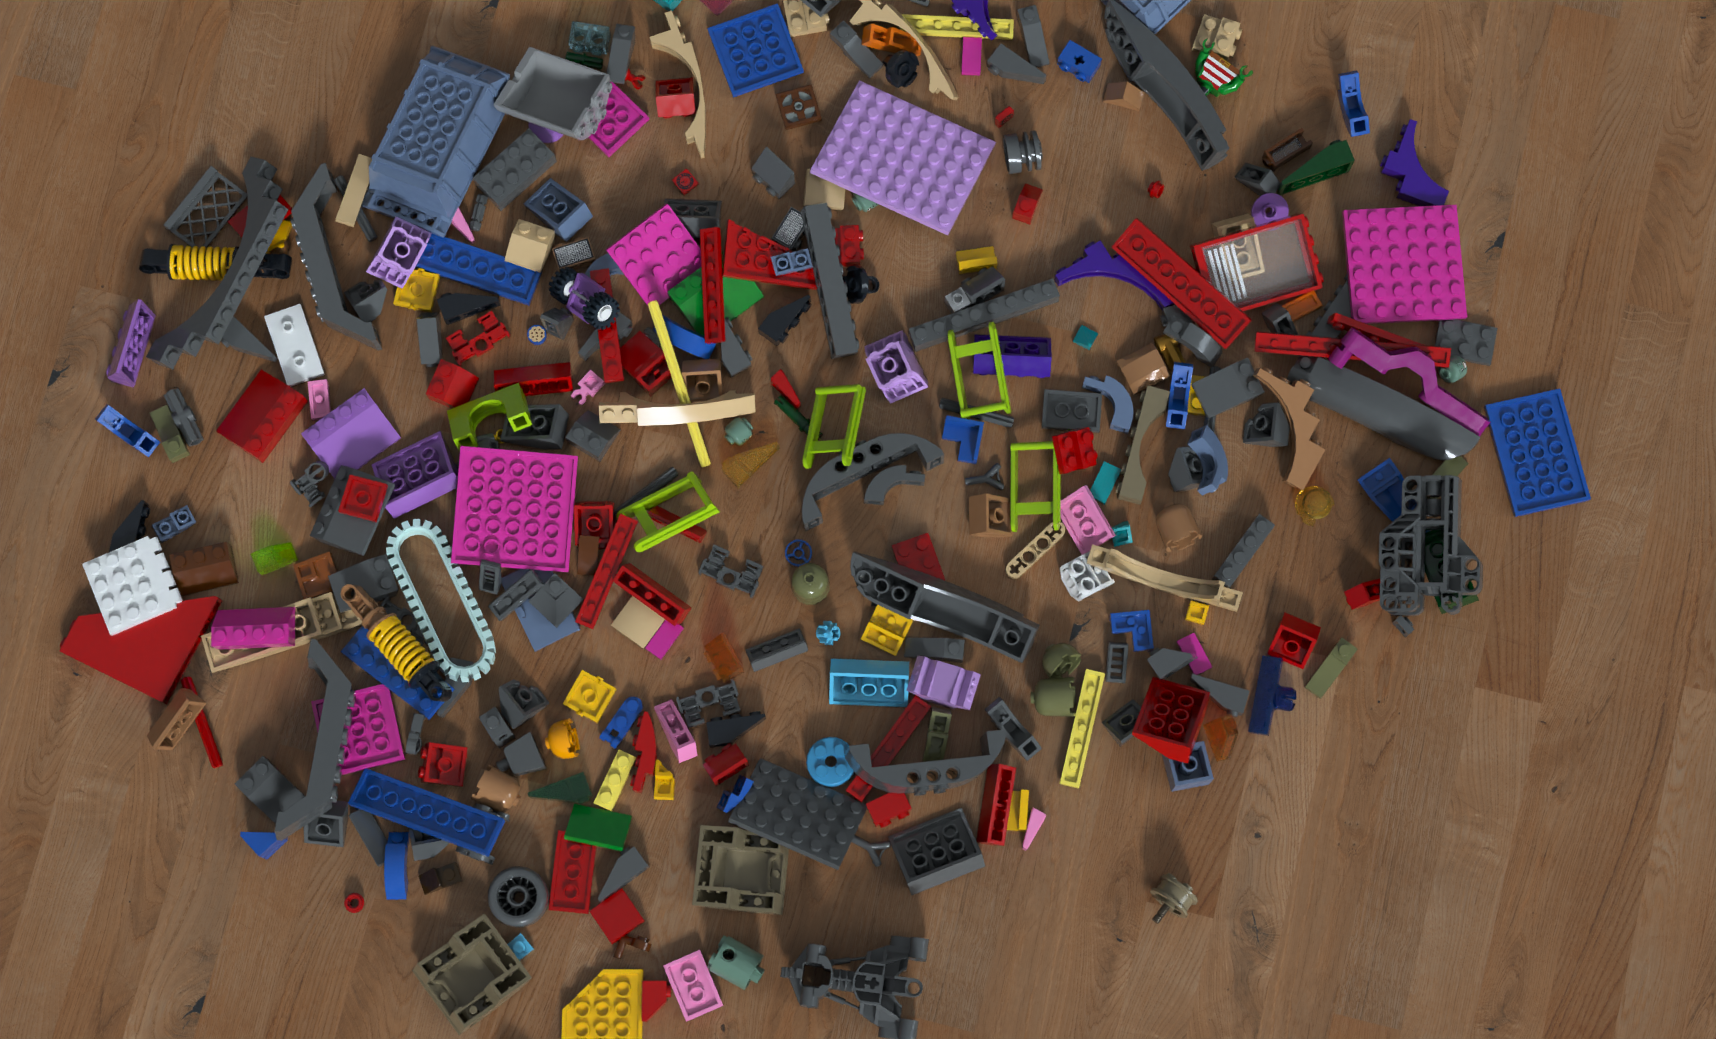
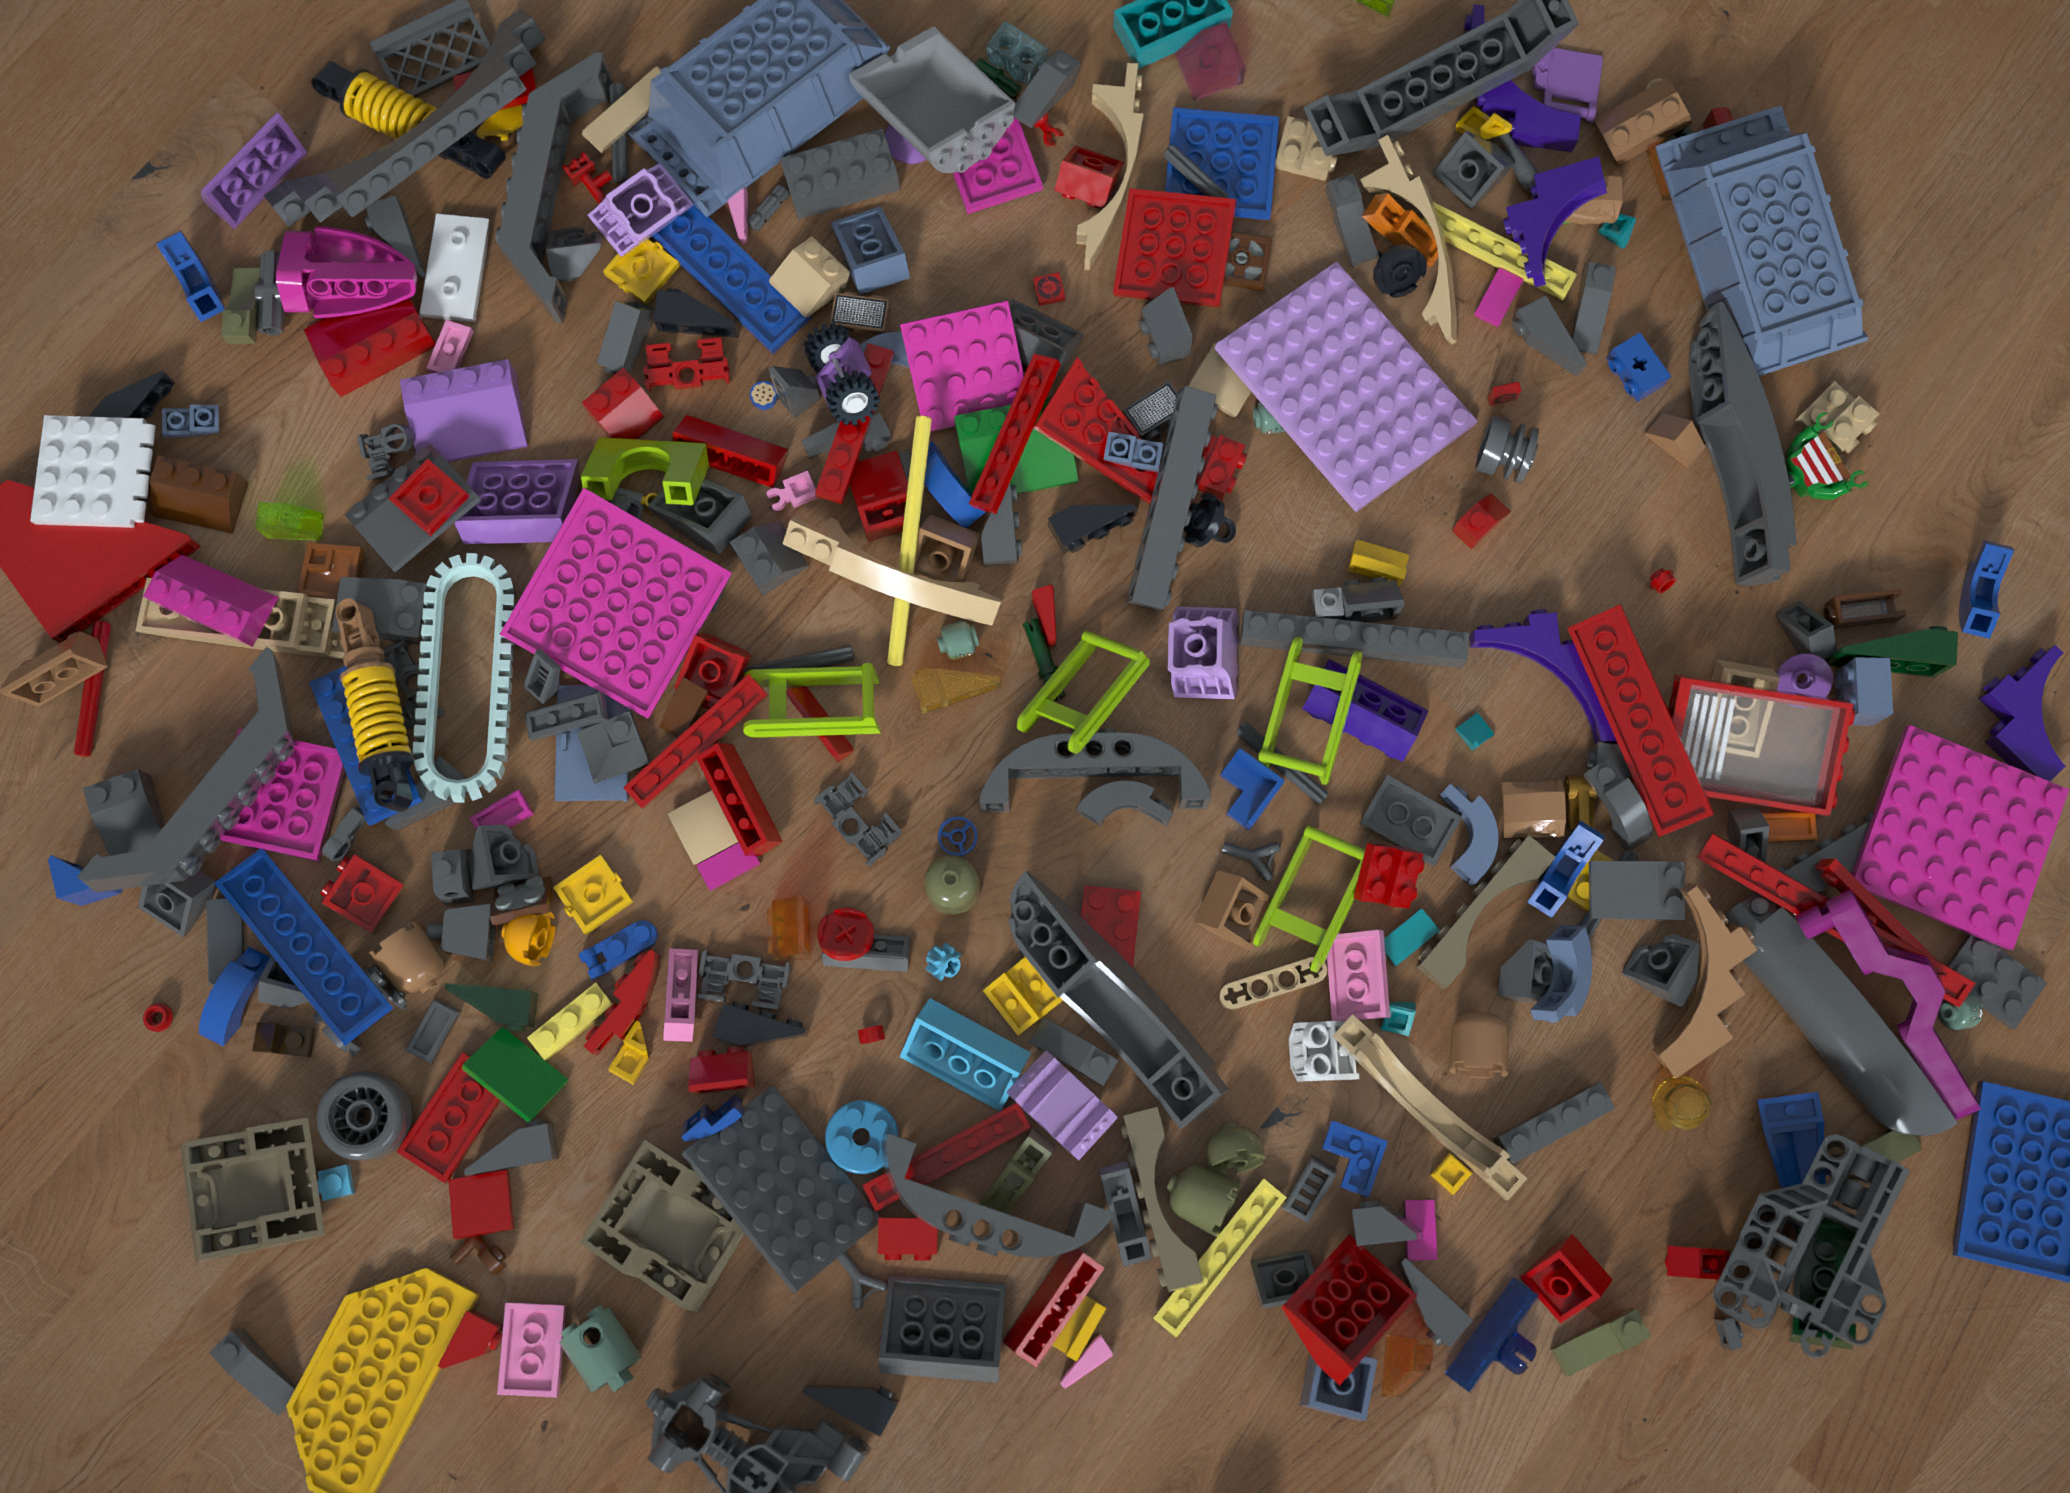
camera: 25 degrees right, 0 degrees up
(226, 382) = (341, 273): none -> dark pink panel
(356, 250) = (584, 174): none -> red arm
(508, 671) = (507, 811): none -> dark pink tile
(532, 828) = (433, 1031): none -> dark grey tile
(547, 720) = (521, 899): none -> piece
(744, 66) = (1193, 172): none -> dark grey axle
(753, 118) = (1175, 244): none -> red plate
(759, 645) = (845, 934): none -> red tile
(805, 698) = (871, 1034): none -> red axle
(913, 918) = (861, 1405): none -> black slope
(1058, 740) = (1178, 1261): none -> dark tan arch
(1309, 200) = (1866, 686): none -> sand blue brick

